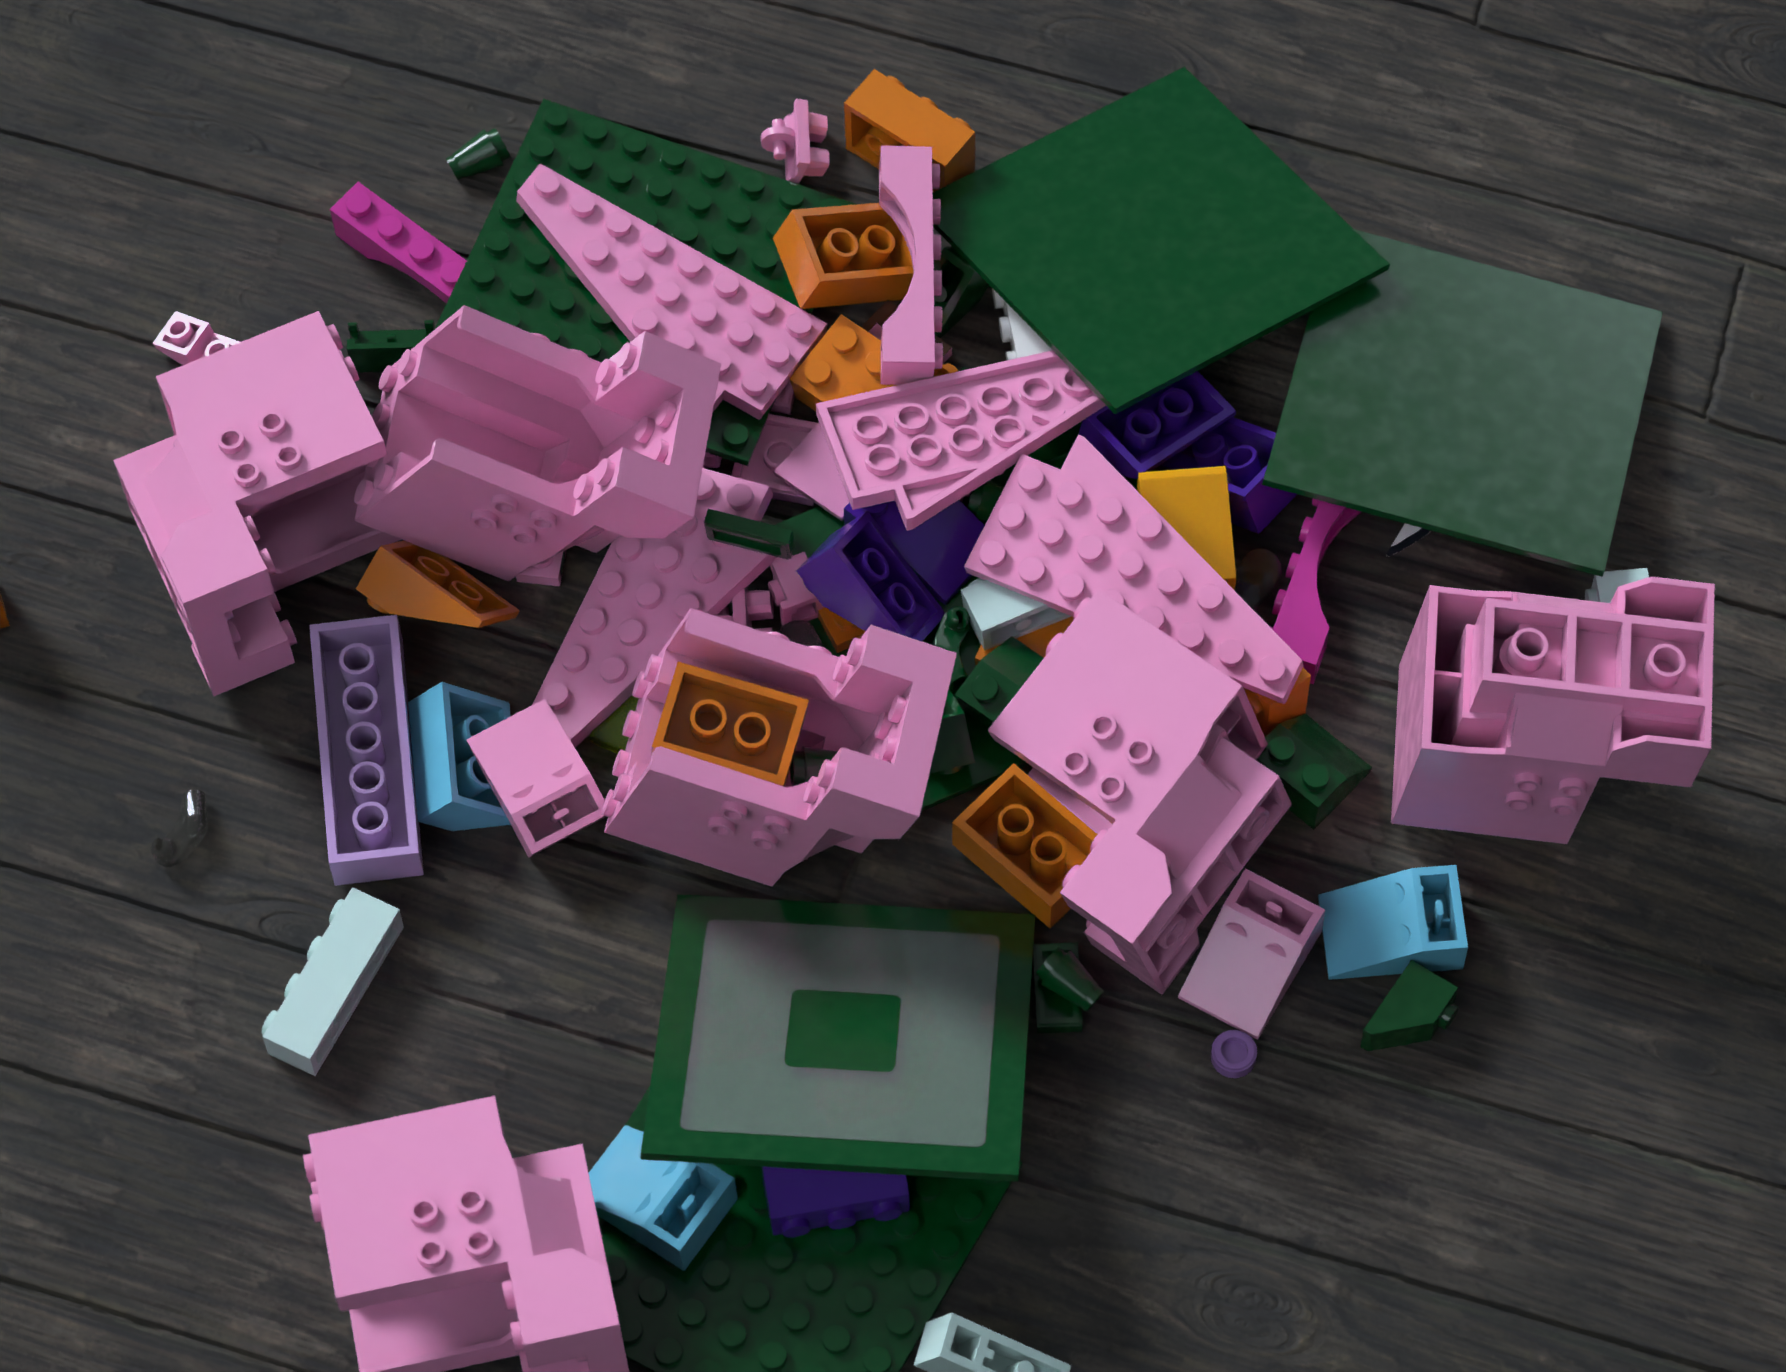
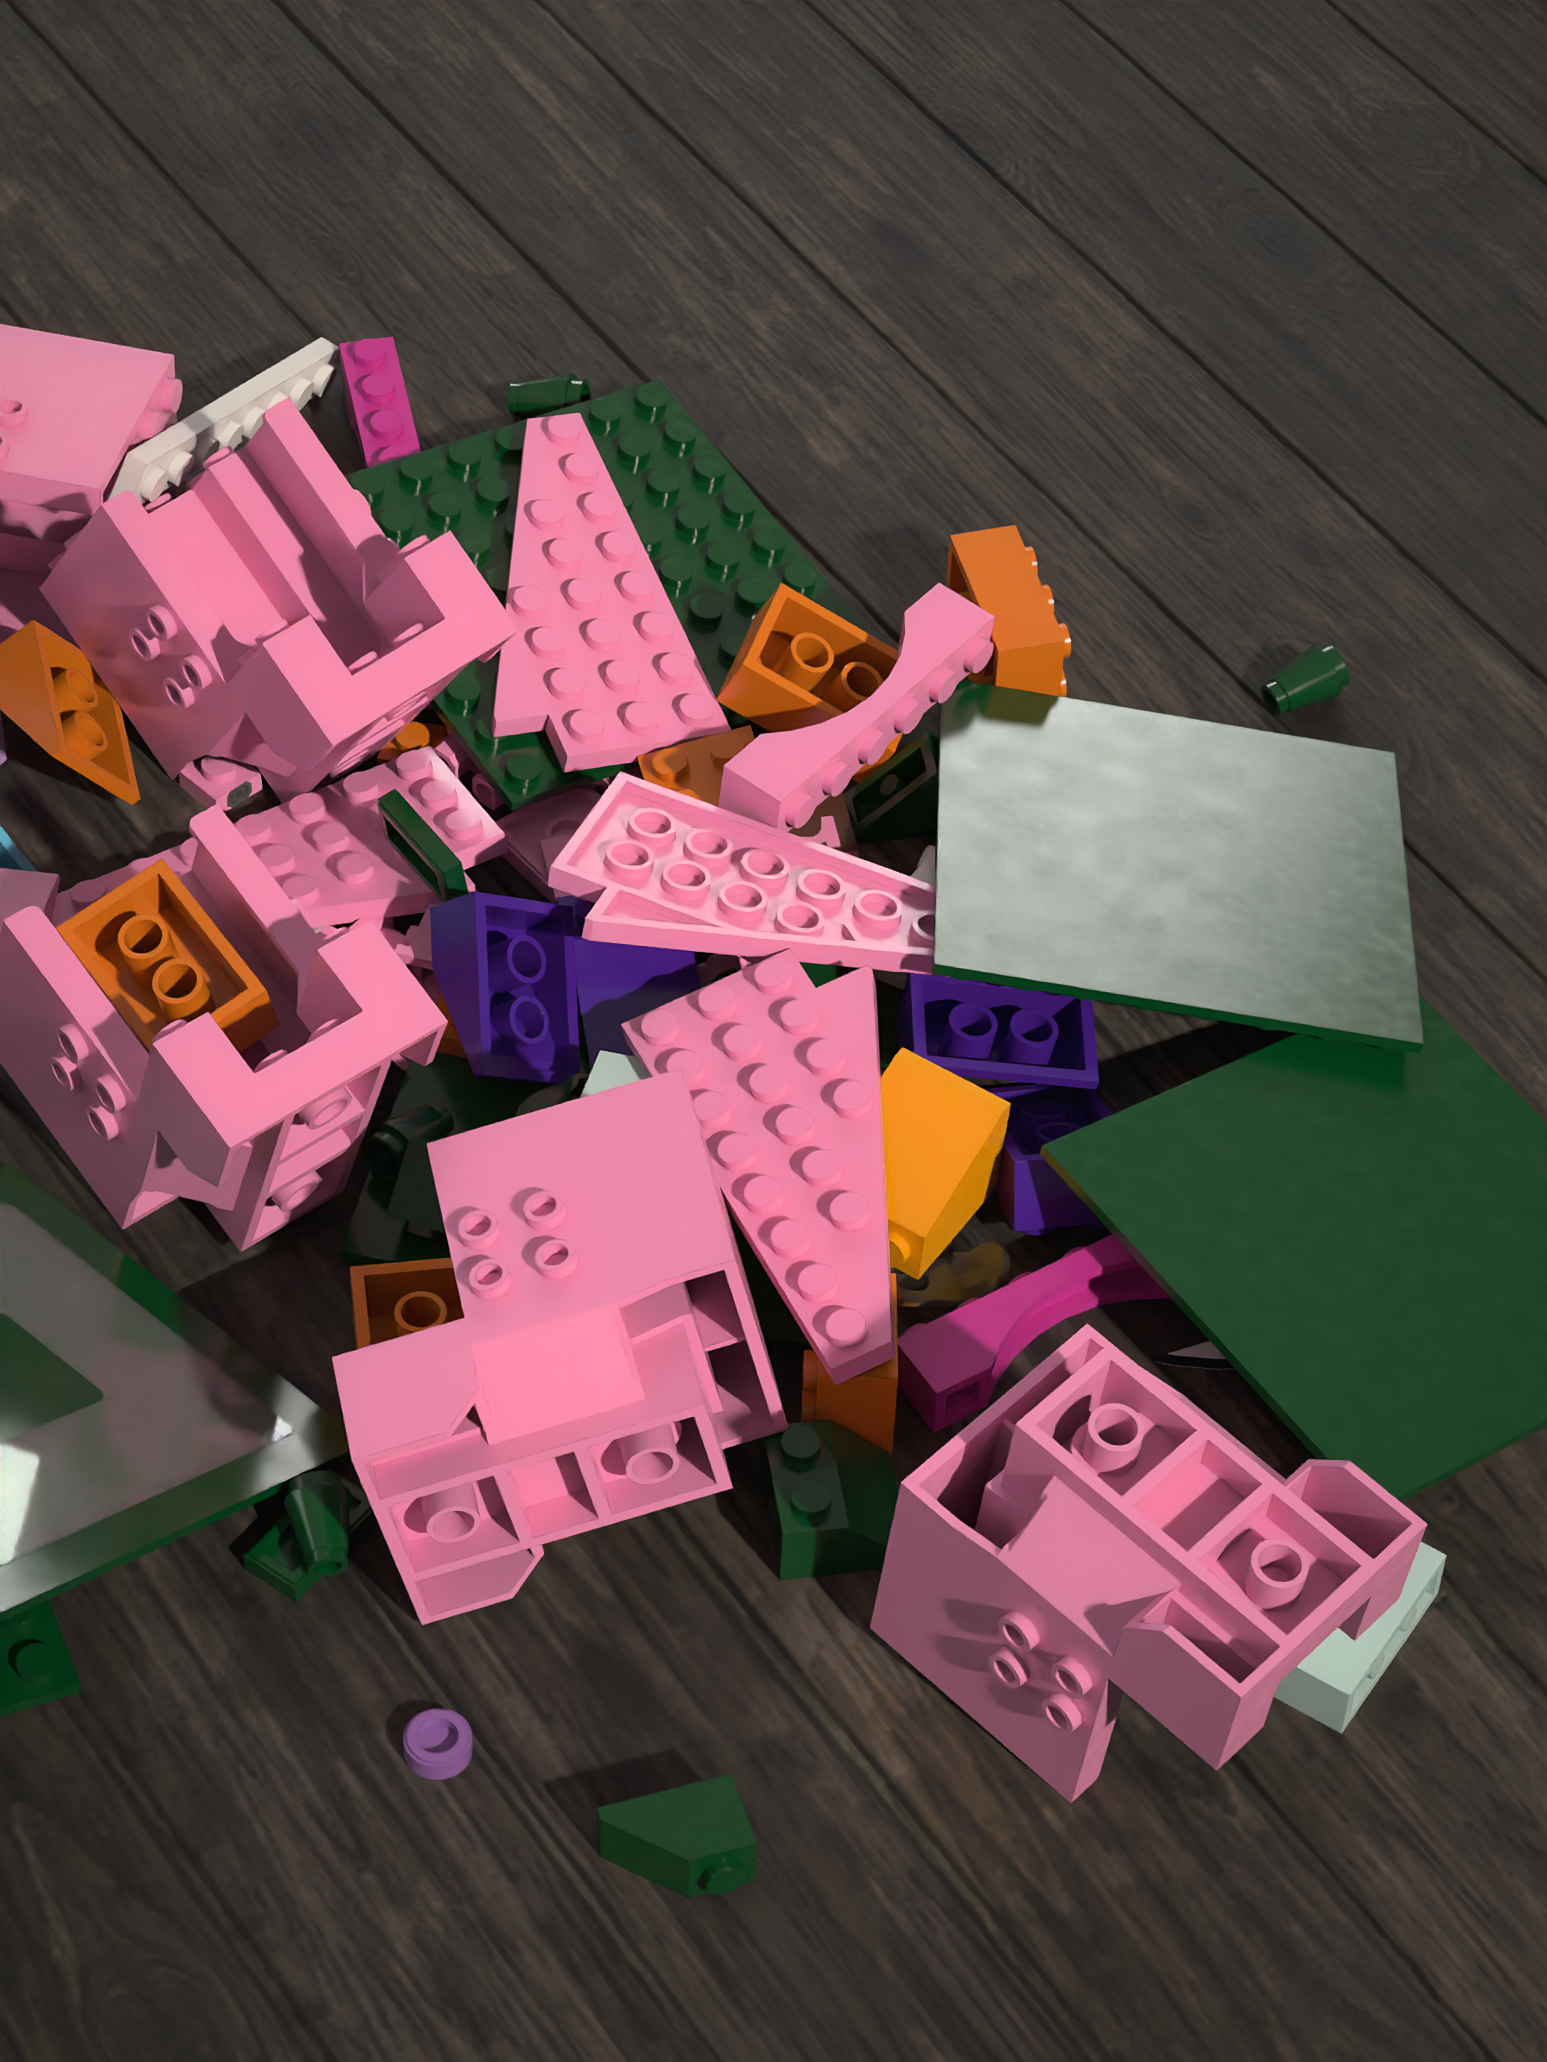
camera: 35 degrees right, 15 degrees down
(344, 313) = (225, 422): none -> white plate
(791, 141) = (882, 570): bright pink hips -> none
(1096, 50) = (1307, 680): none -> dark green cone
(1252, 953) = (560, 1644): bright pink slope -> none
(1394, 920) = (772, 1723): medium azure slope -> none

